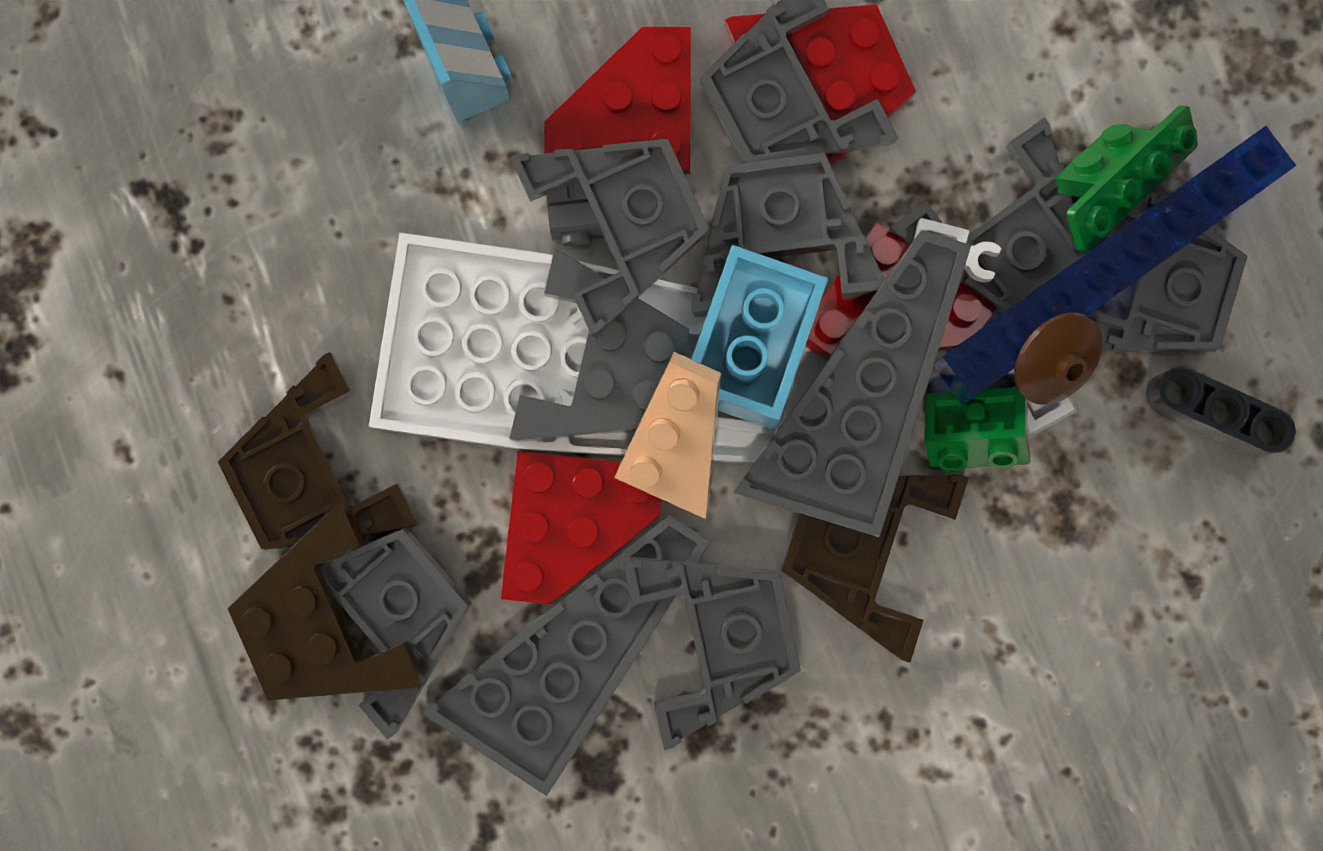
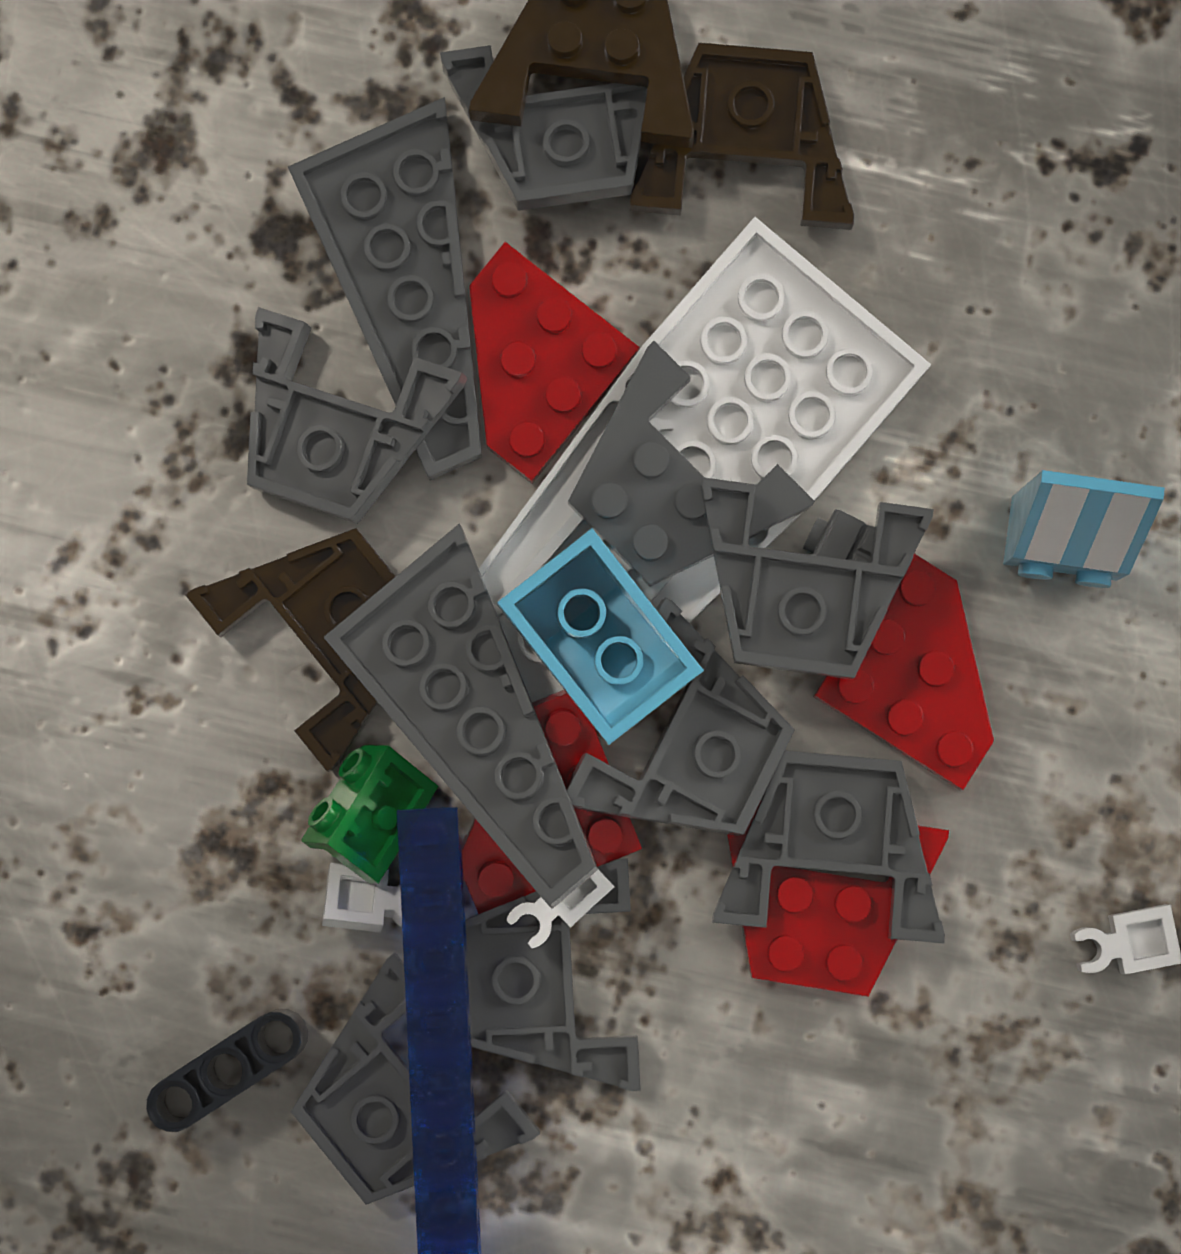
camera: 125 degrees right, 0 degrees up
(675, 437) = (547, 495): light nougat wing -> none
(1058, 358) = (382, 926): reddish brown dish -> none
(1121, 172) = (532, 1127): green bracket -> none

